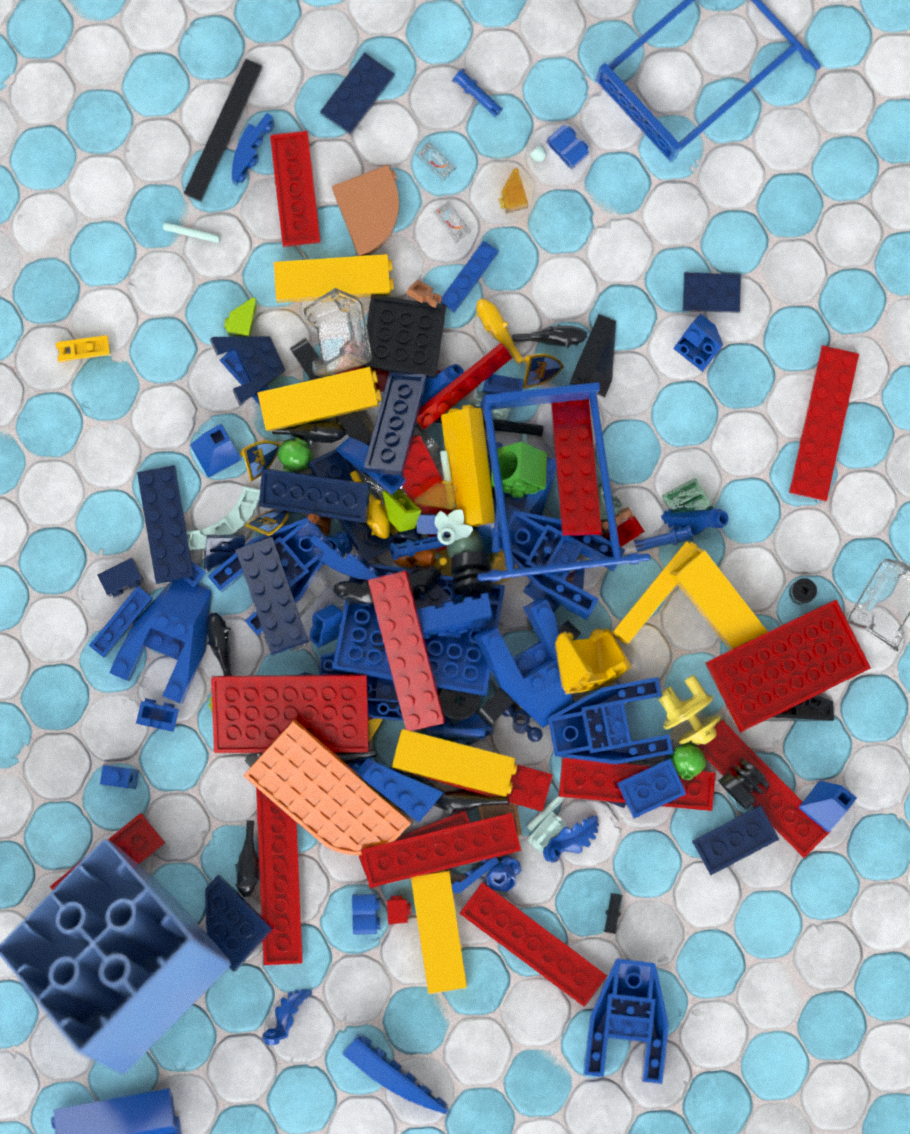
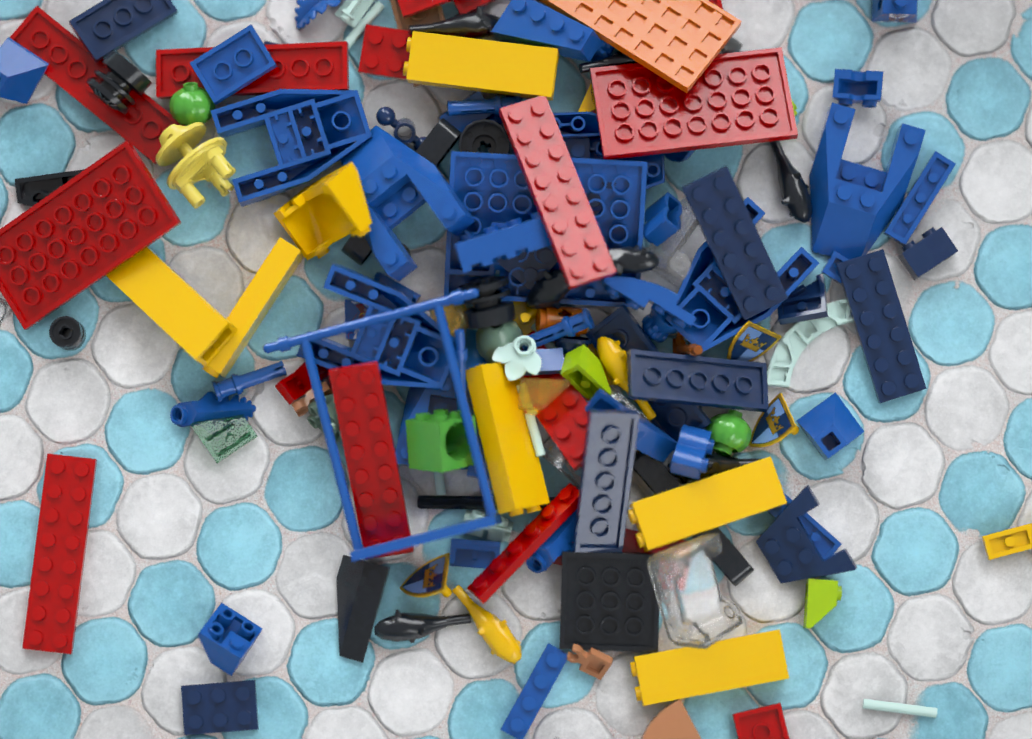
camera: 170 degrees right, 0 degrees up
(326, 440) = (691, 452): none -> blue brick

